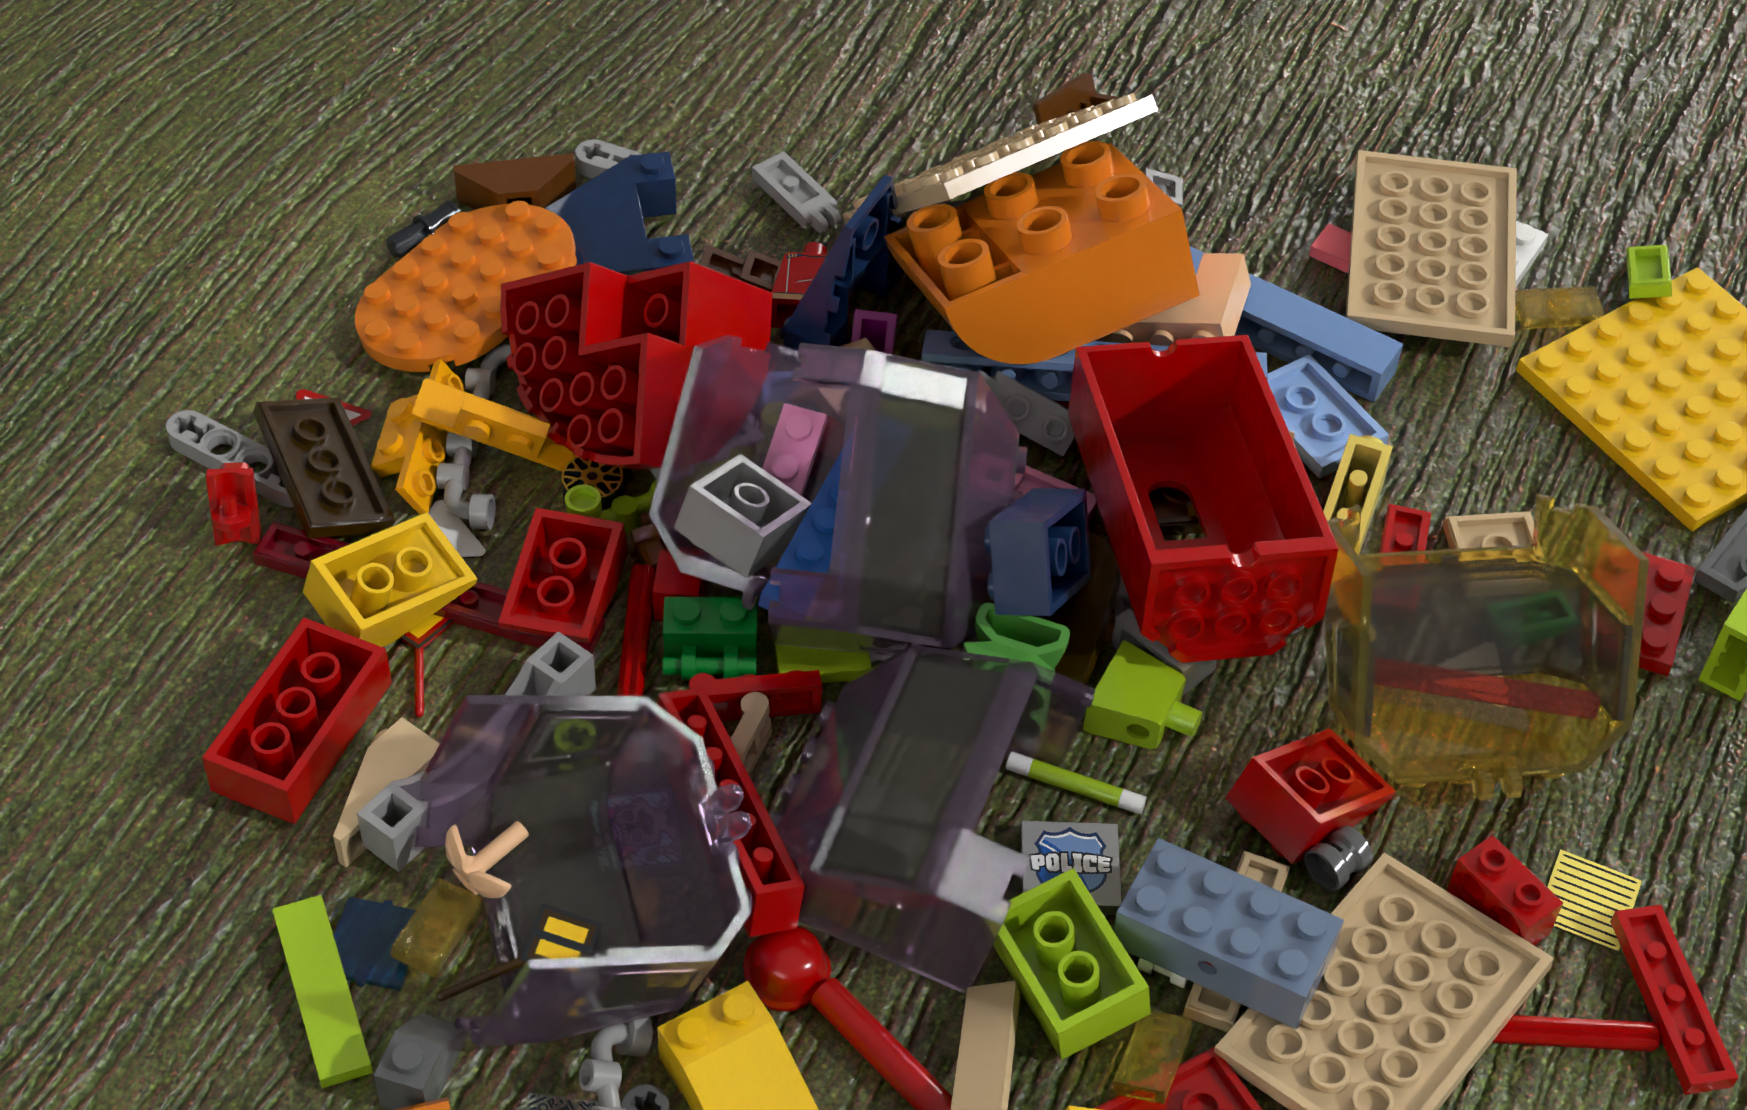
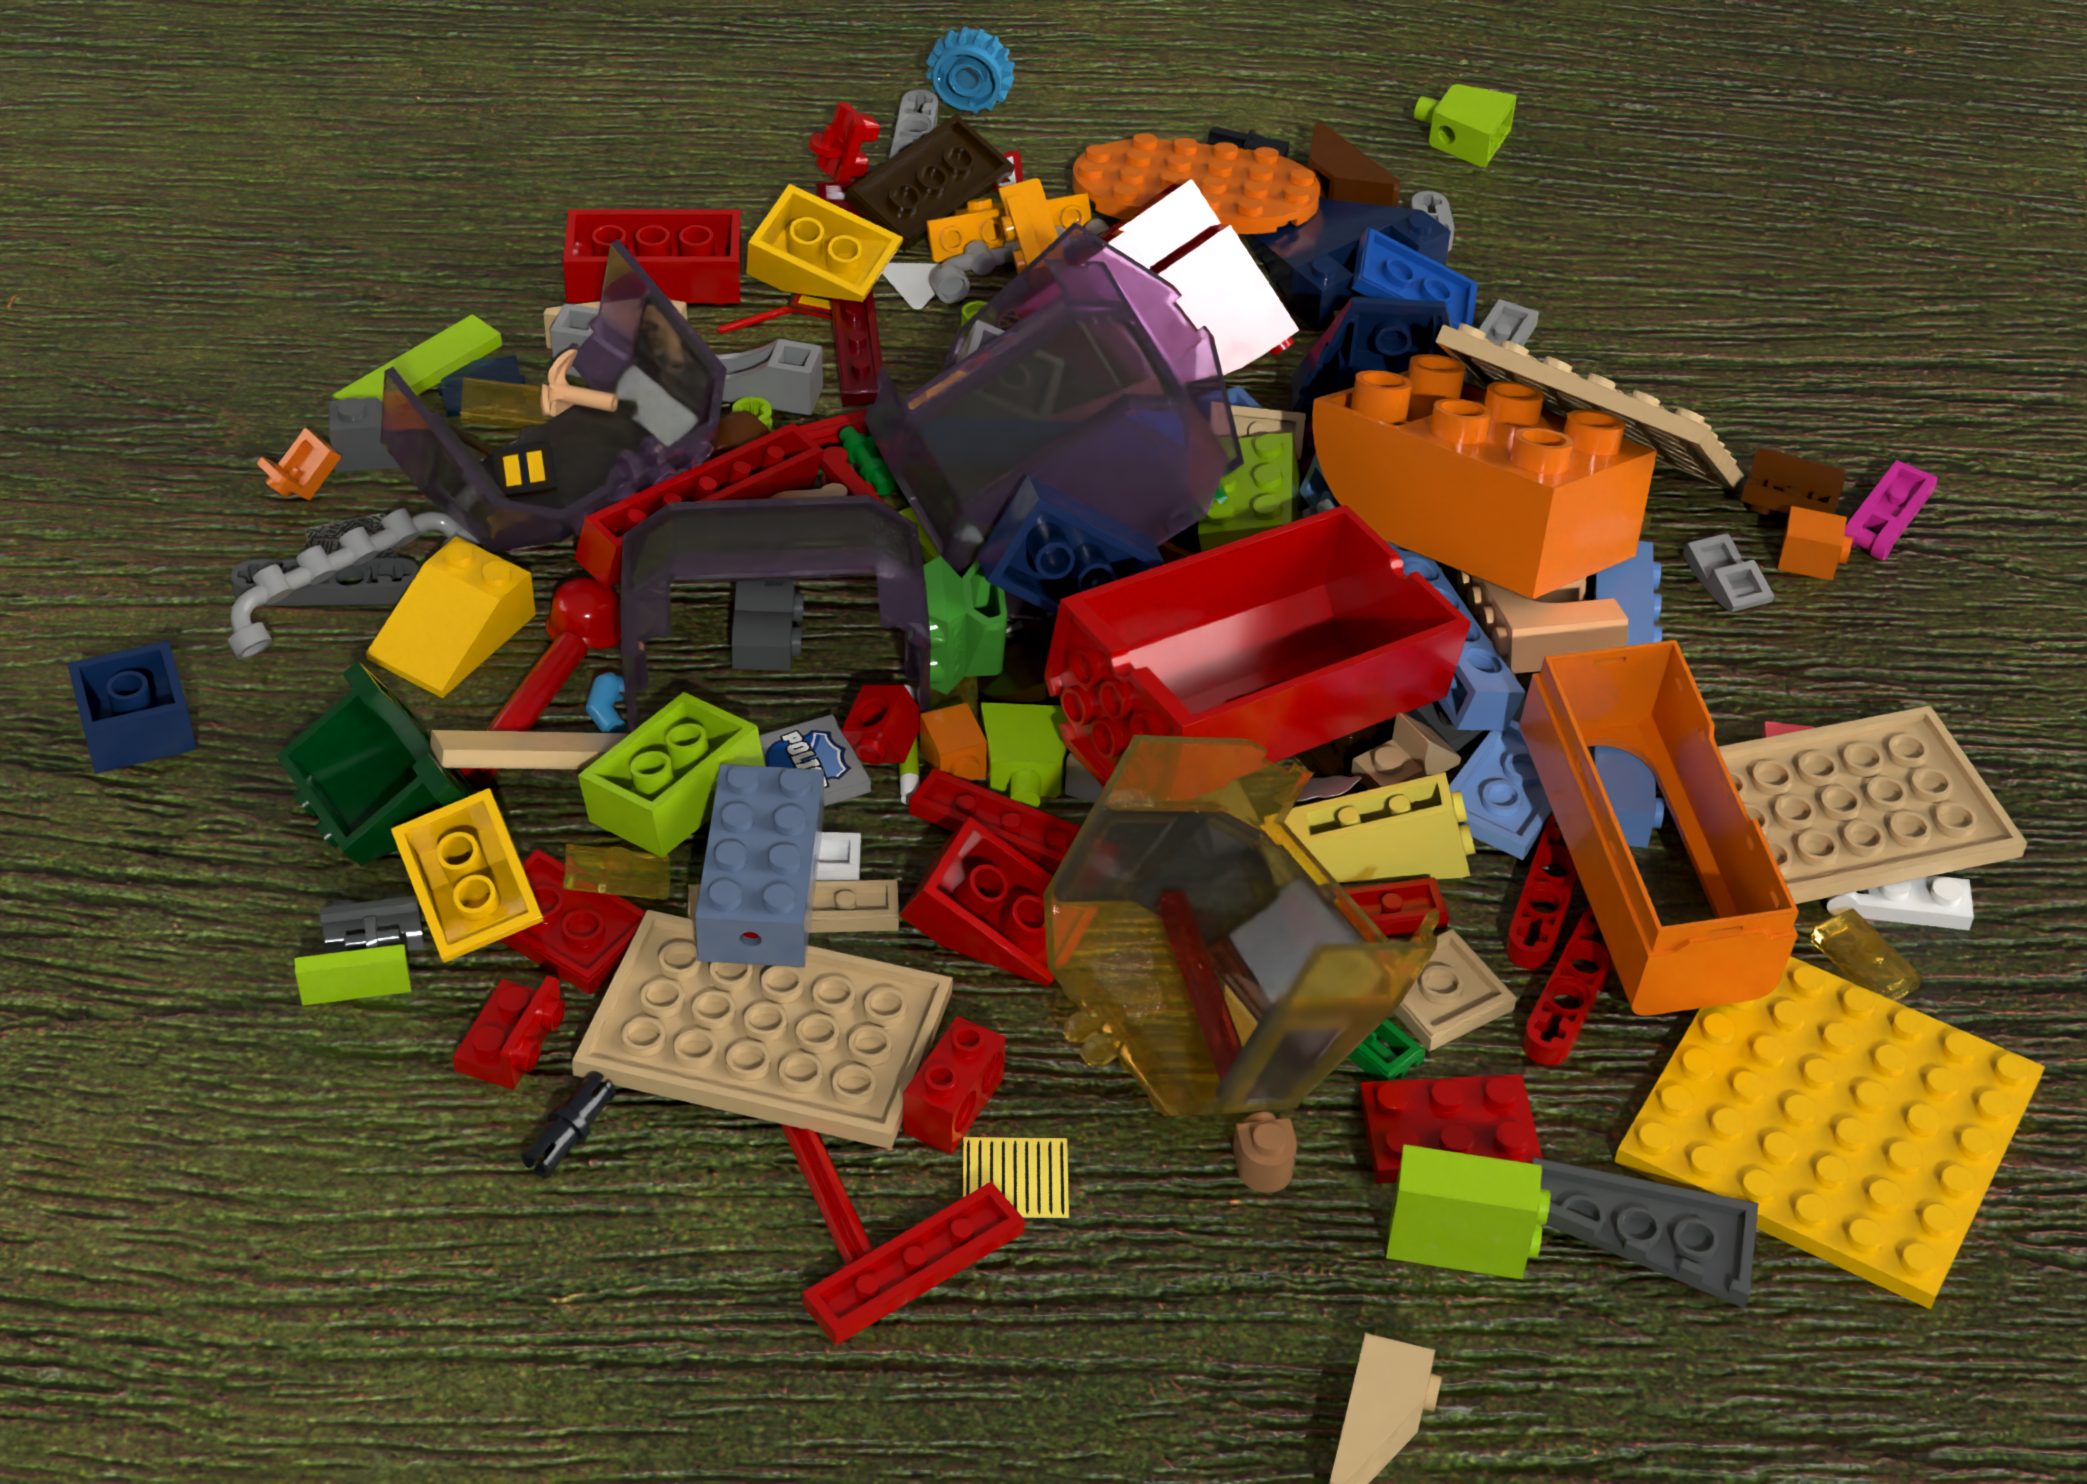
camera: 65 degrees right, 5 degrees down
(194, 365) = (977, 52): none -> dark azure gear
(503, 81) = (1468, 122): none -> lime torso
(565, 575) = (901, 335): red slope -> none
(708, 207) = (1398, 272): none -> blue tile
(914, 994) = (601, 701): none -> dark azure arm
(1066, 765) = (882, 724): none -> red brick
(1110, 747) = (954, 742): none -> orange brick
(1118, 68) = (1890, 509): none -> dark pink plate
(1143, 136) = (1814, 543): none -> orange brick
(1217, 748) = (1035, 834): none -> red plate
(1338, 858) = (926, 946): dark grey wheel -> none
(1380, 302) = (1652, 708): none -> orange piece
(1394, 414) = (1546, 888): none -> red beam
(1482, 431) = (1571, 982): none -> red beam
(1646, 729) = (1265, 1152): none -> medium nougat plate
(1648, 271) = (1986, 1016): lime tile -> none

